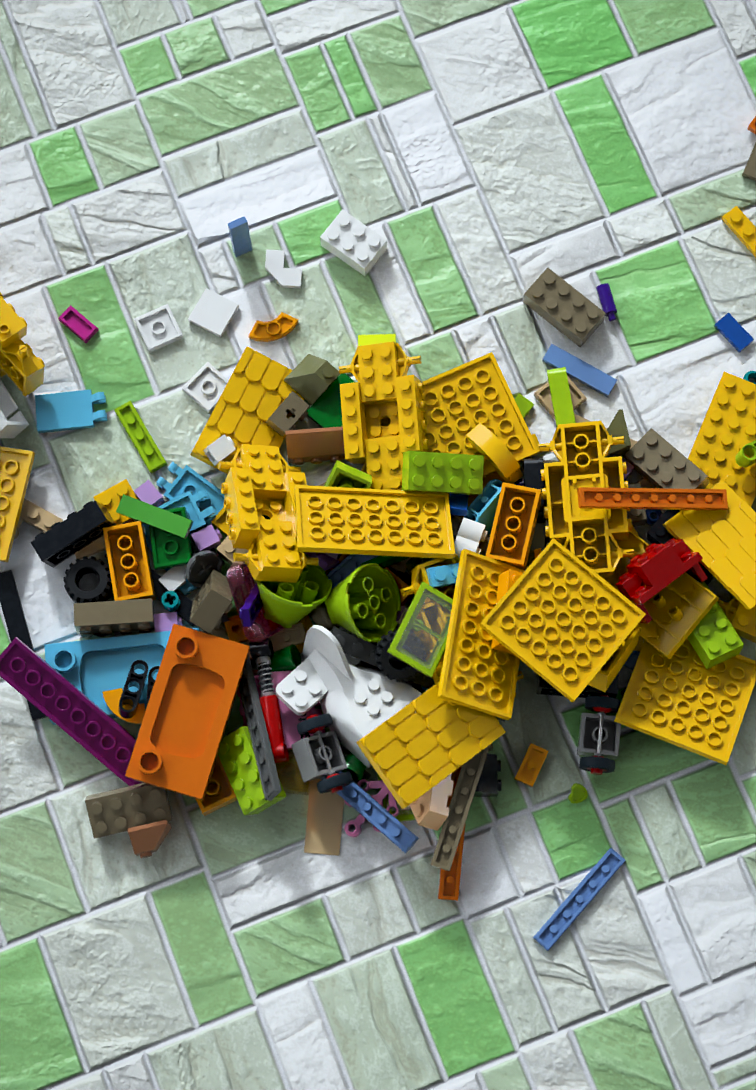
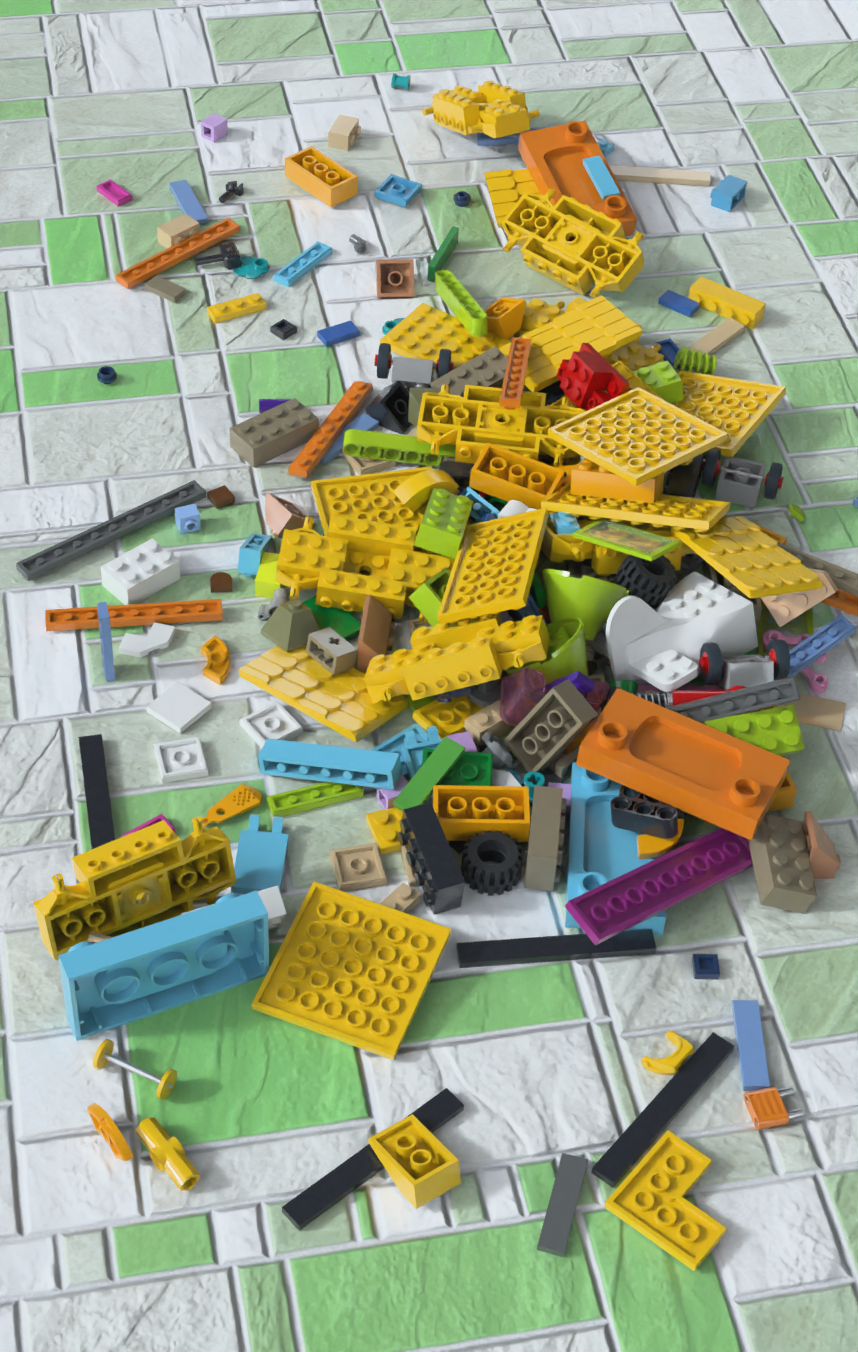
camera: 85 degrees left, 30 degrees down
(25, 760) = (706, 966): none -> dark blue tile
(75, 484) = (358, 867): none -> tan tile
(96, 281) = (96, 790): none -> black tile
(115, 376) = (237, 802): none -> light orange piece
(161, 439) = (330, 763): none -> medium azure brick
(220, 449) = (362, 706): white brick -> none
(306, 252) = (135, 614): none -> orange plate
(339, 358) = (279, 597): none -> light grey piece
(364, 309) = (221, 582): none -> reddish brown tile
(404, 326) = (252, 552): none -> medium azure slope
(406, 207) = (110, 530): none -> dark grey plate
(431, 263) = (187, 518): none -> light blue plate
(454, 342) = (282, 515): none -> slope
(472, 283) = (220, 497): none -> reddish brown tile
(586, 355) = (330, 429): none -> orange plate
(611, 141) = (106, 375): none -> dark blue plate
(632, 400) = (391, 408): none -> black slope
(673, 408) = (411, 371): none -> brick
(726, 282) = (283, 329): none -> black tile

